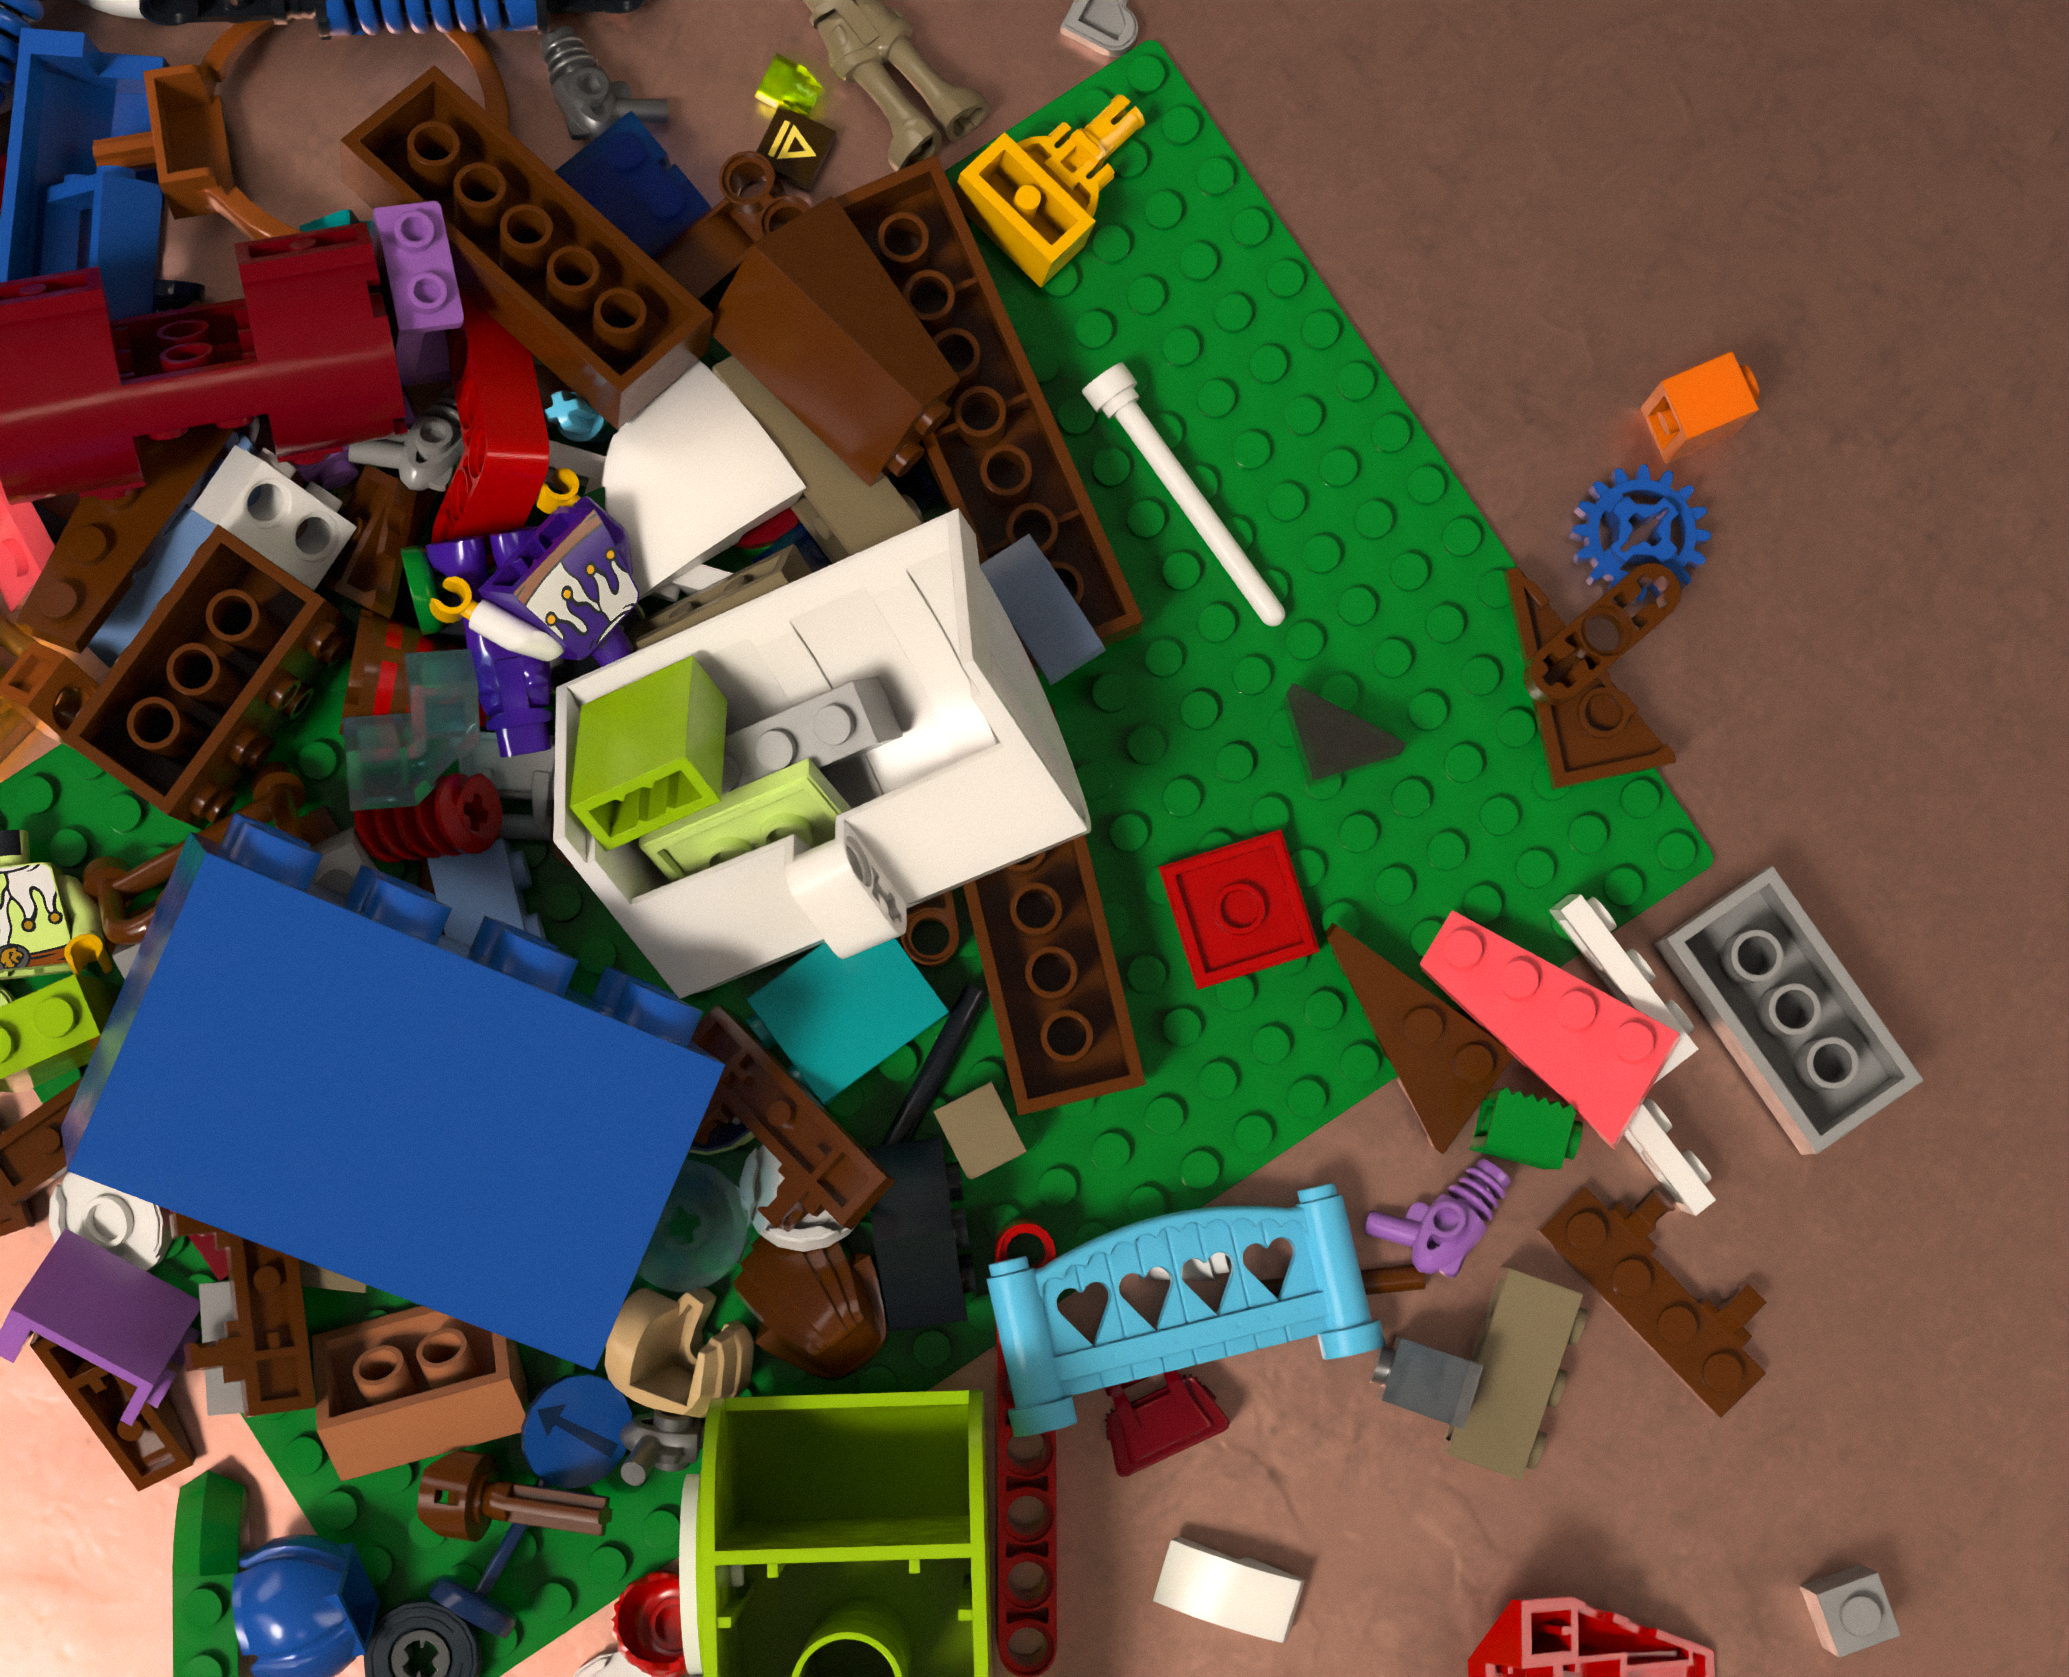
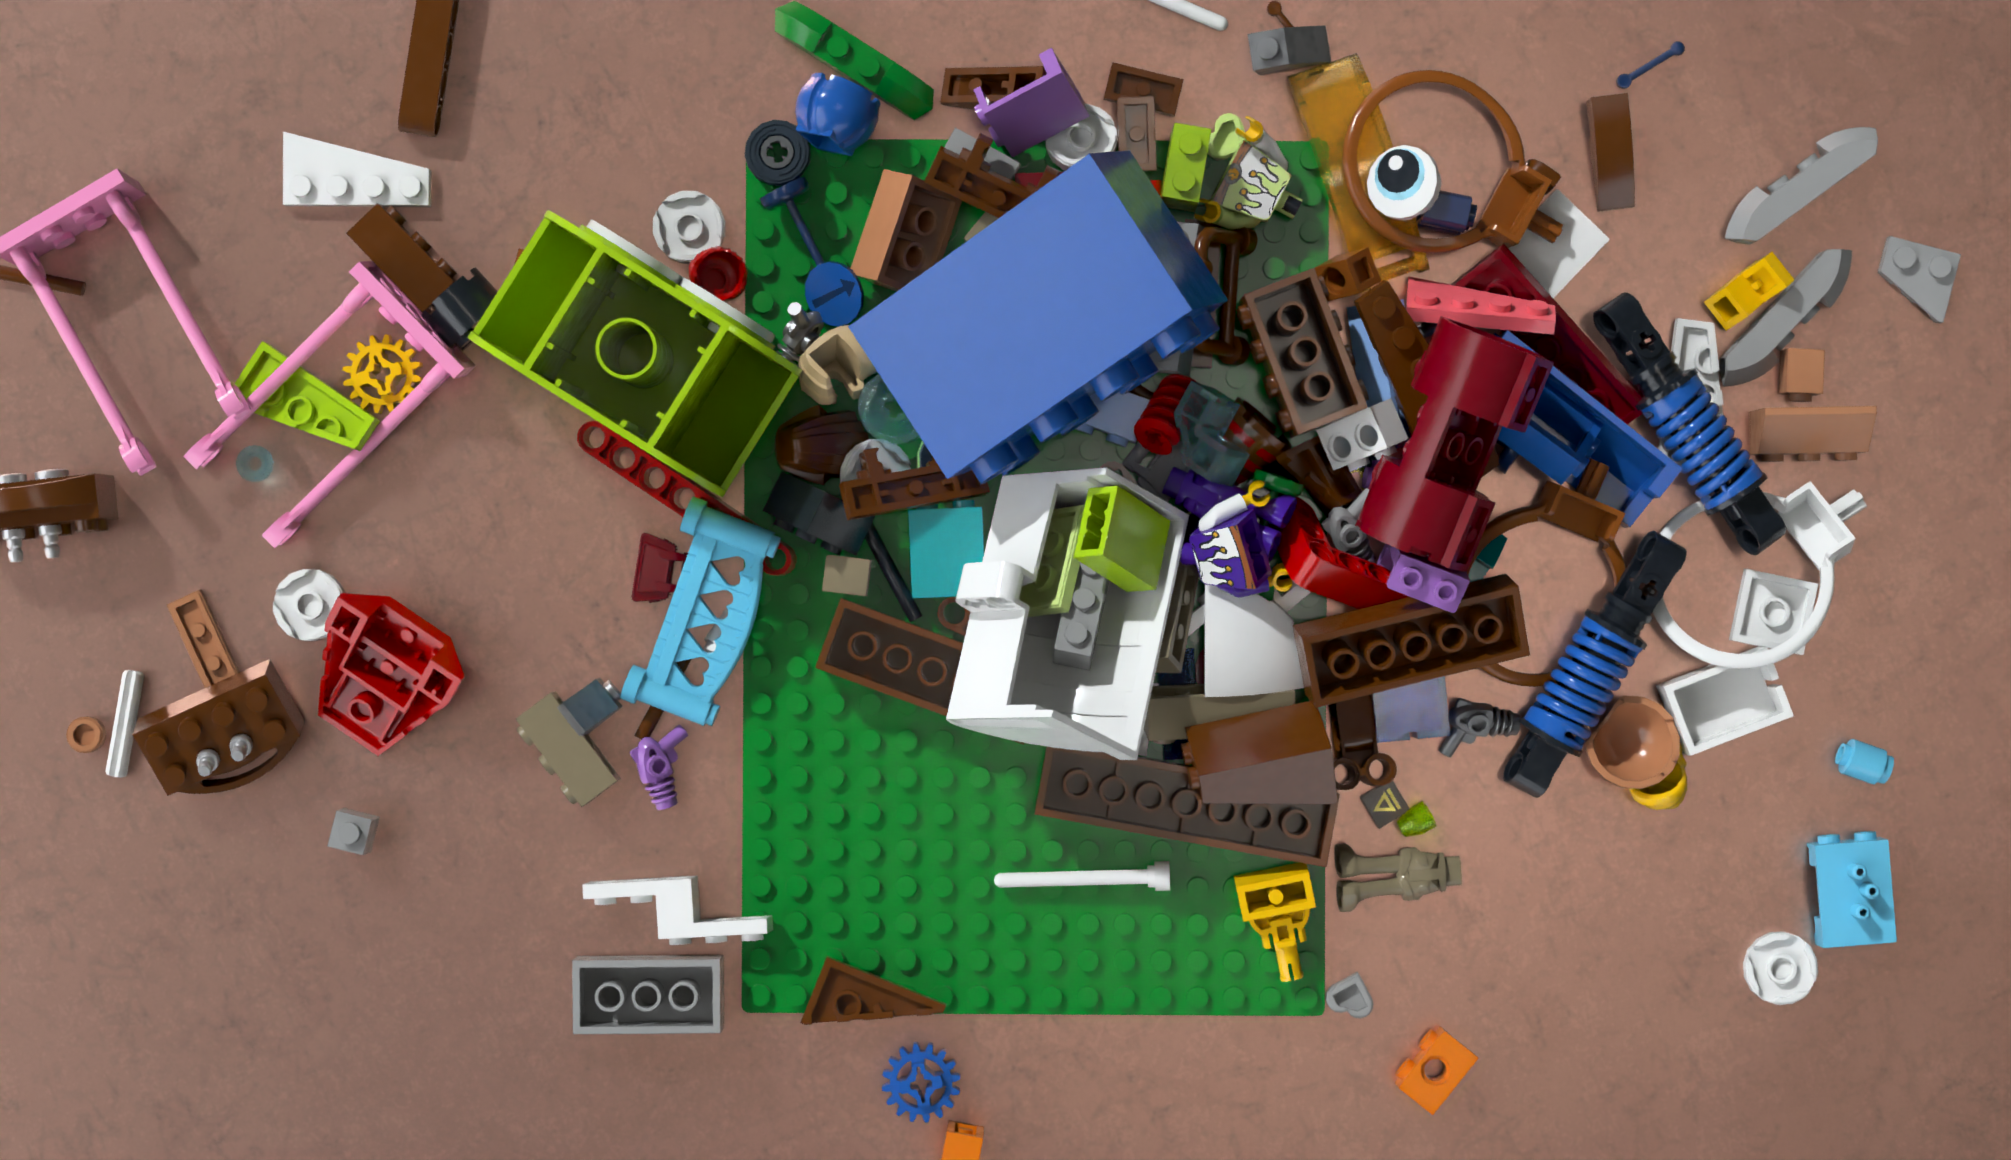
camera: 130 degrees right, 5 degrees up
(479, 1497) = (835, 226): reddish brown piece -> none
(578, 419) = (1314, 609): medium azure axle -> none
(1041, 610) = (1070, 768): sand blue slope -> none
(1229, 1590) = (557, 547): white slope -> none
(1238, 909) = (870, 768): red tile -> none
(1333, 740) = (919, 867): clear smoke slope -> none
(1435, 1051) = (742, 815): reddish brown wing -> none
(1526, 1129) = (675, 832): green brick -> none
(1555, 1024) = (706, 882): coral wing -> none
(1628, 636) = (896, 1053): reddish brown beam -> none
(1690, 1337) = (526, 844): reddish brown hinge -> none

